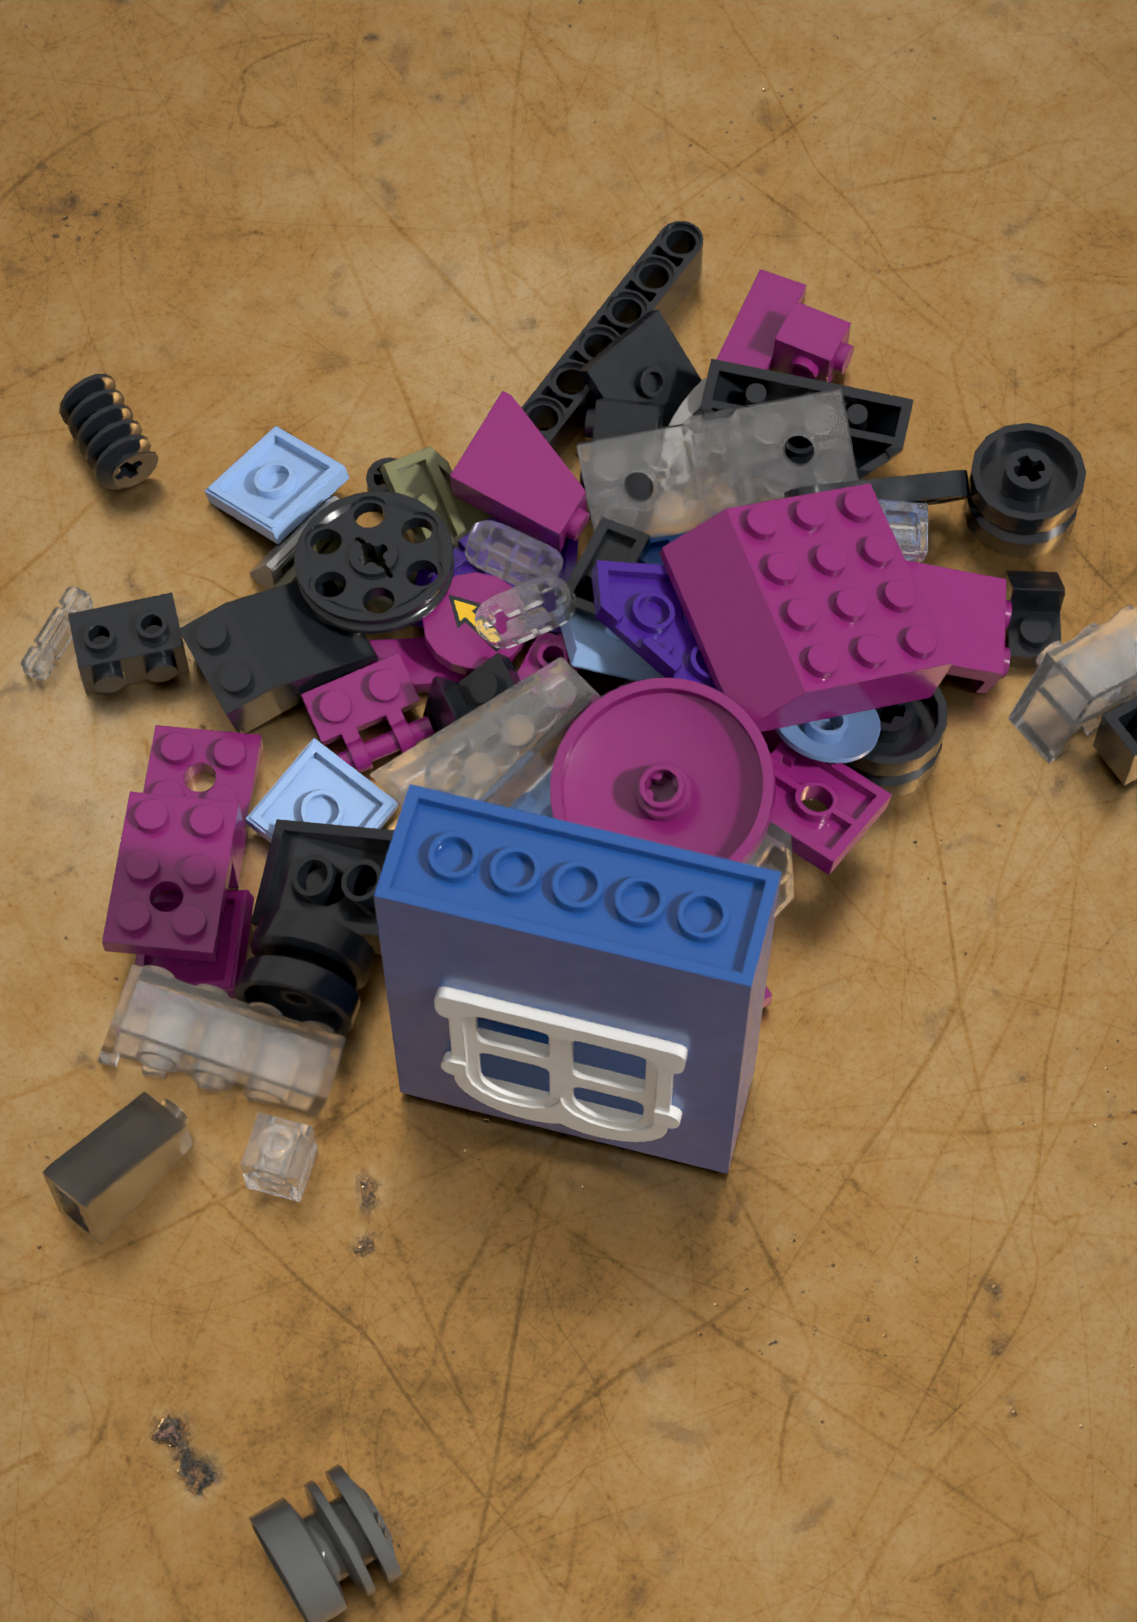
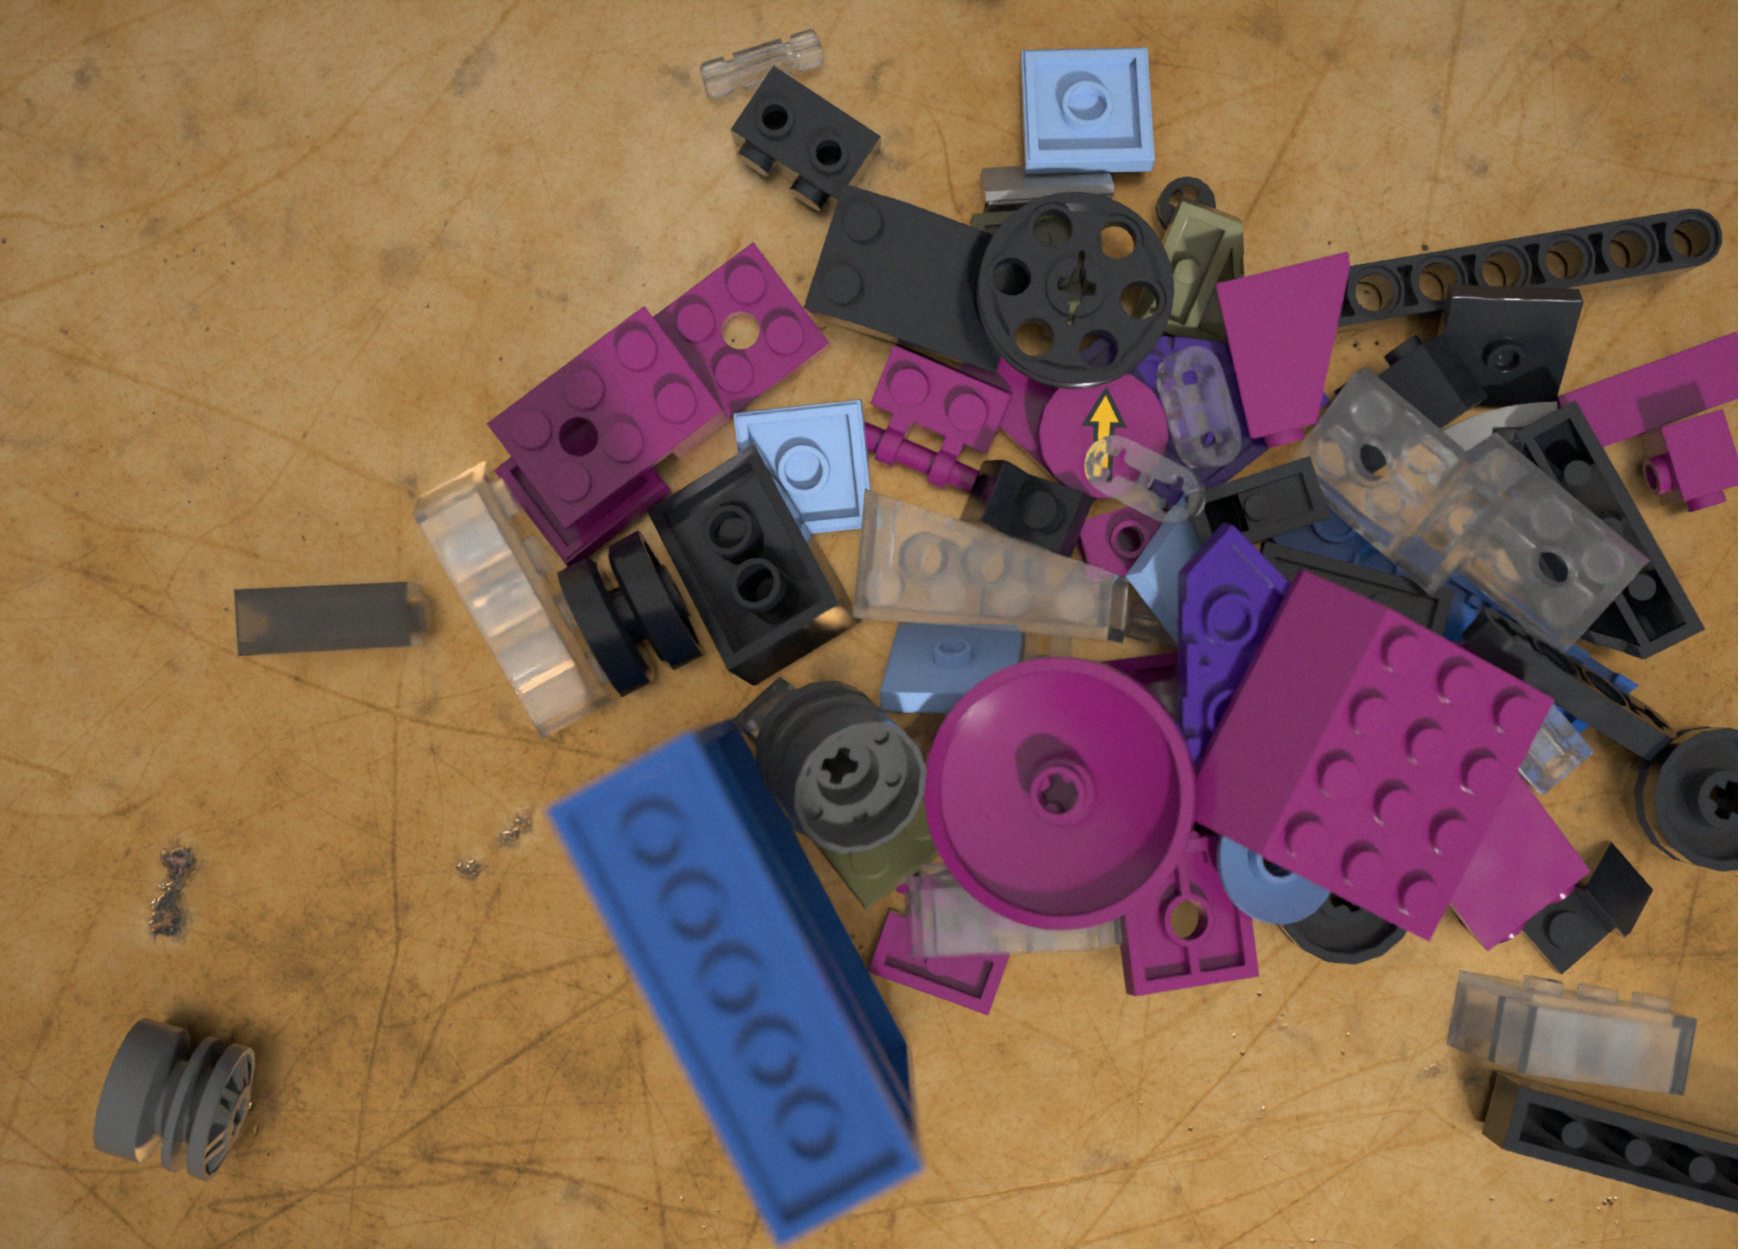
camera: 50 degrees right, 25 degrees up
(279, 1157) = (463, 740): clear brick -> none

